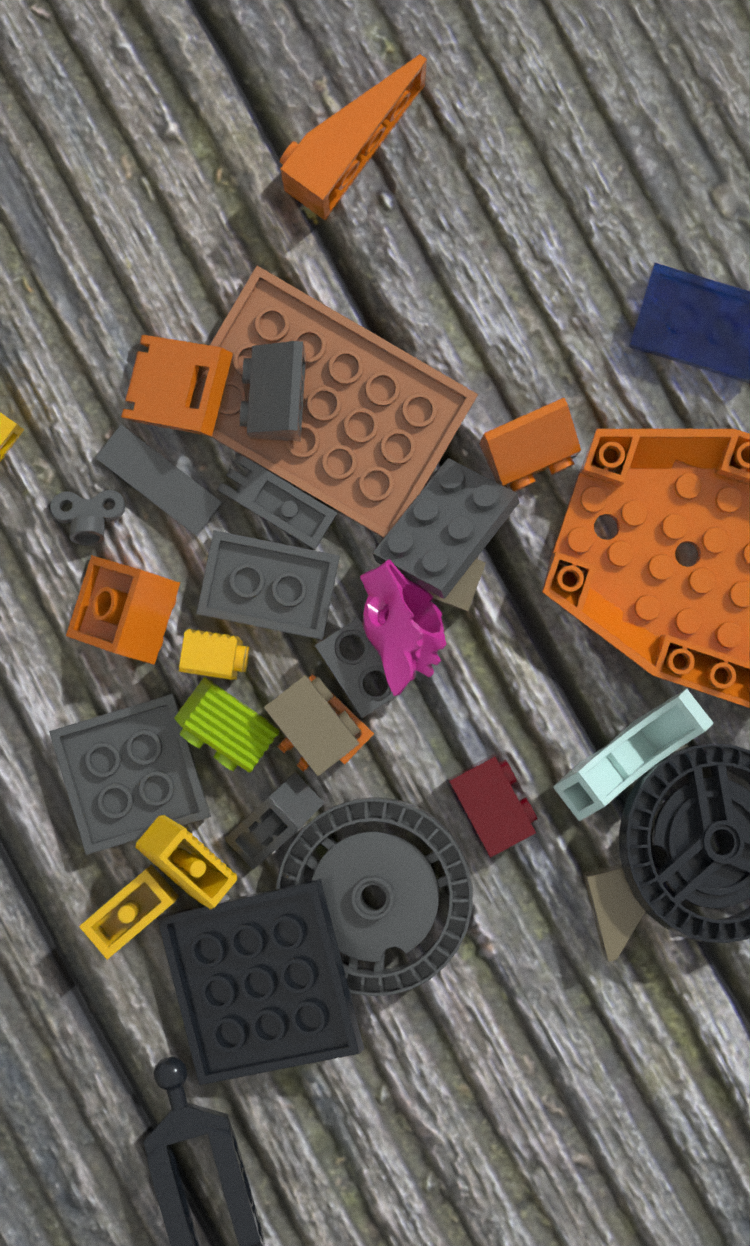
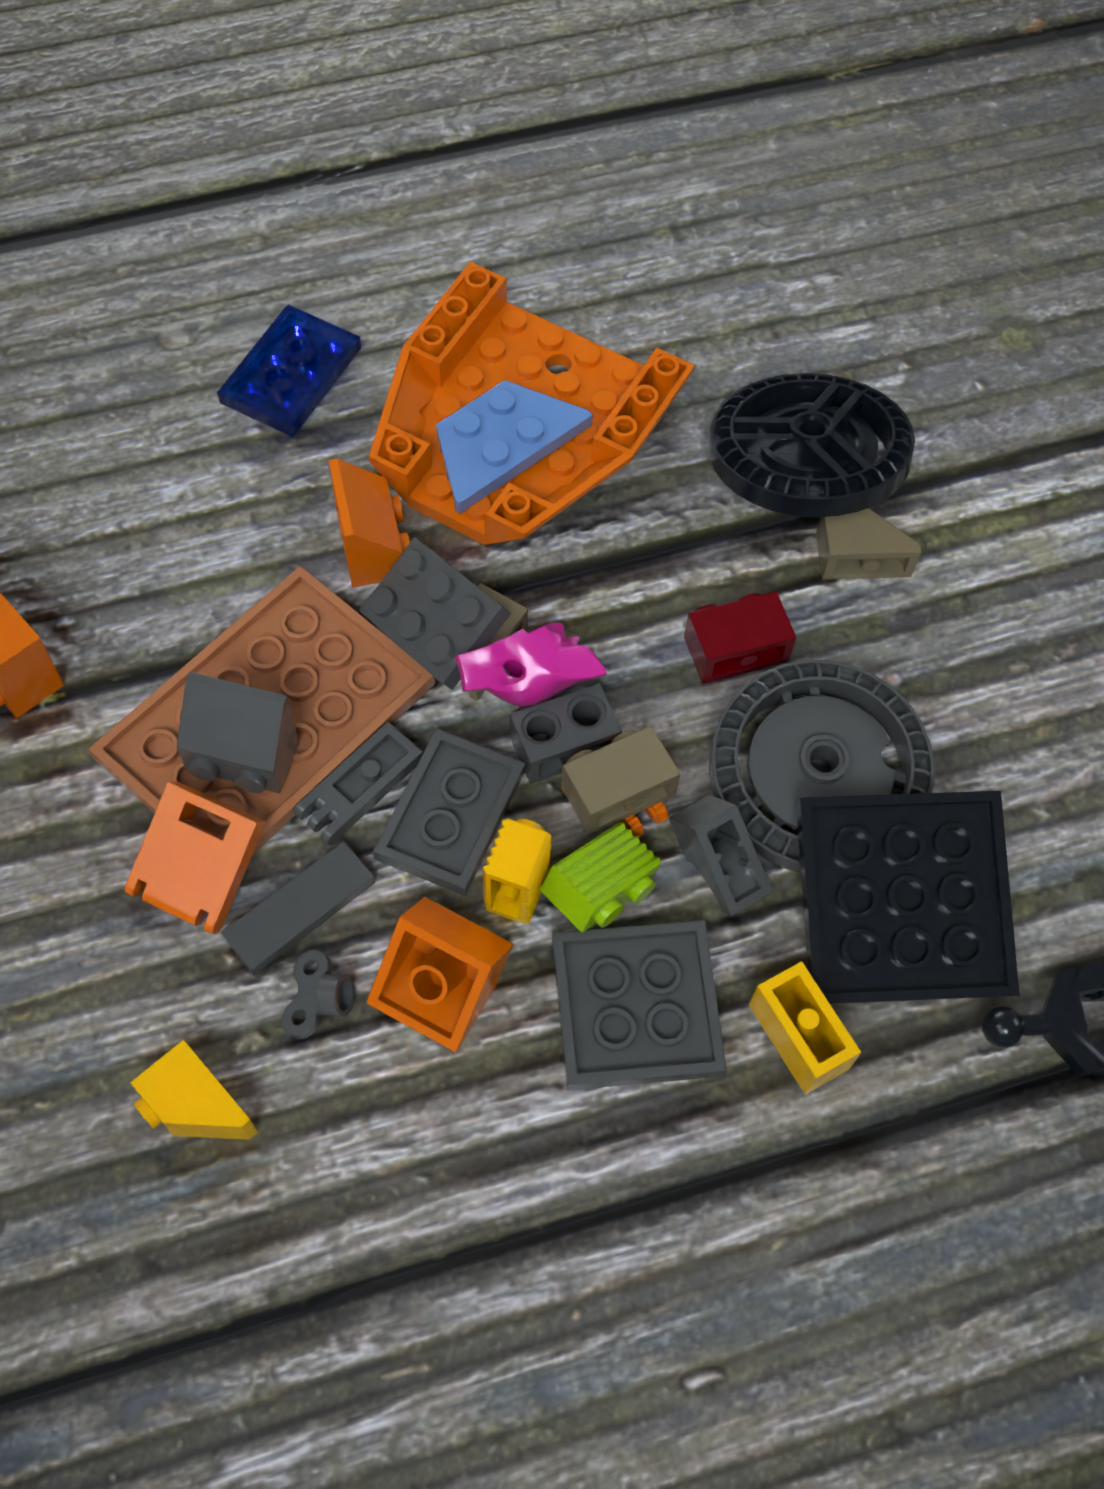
camera: 80 degrees left, 25 degrees down
(186, 861) = (753, 944): yellow brick -> none
(632, 753) = (727, 526): light aqua arch -> none
(656, 546) = (503, 437): none -> medium blue wing

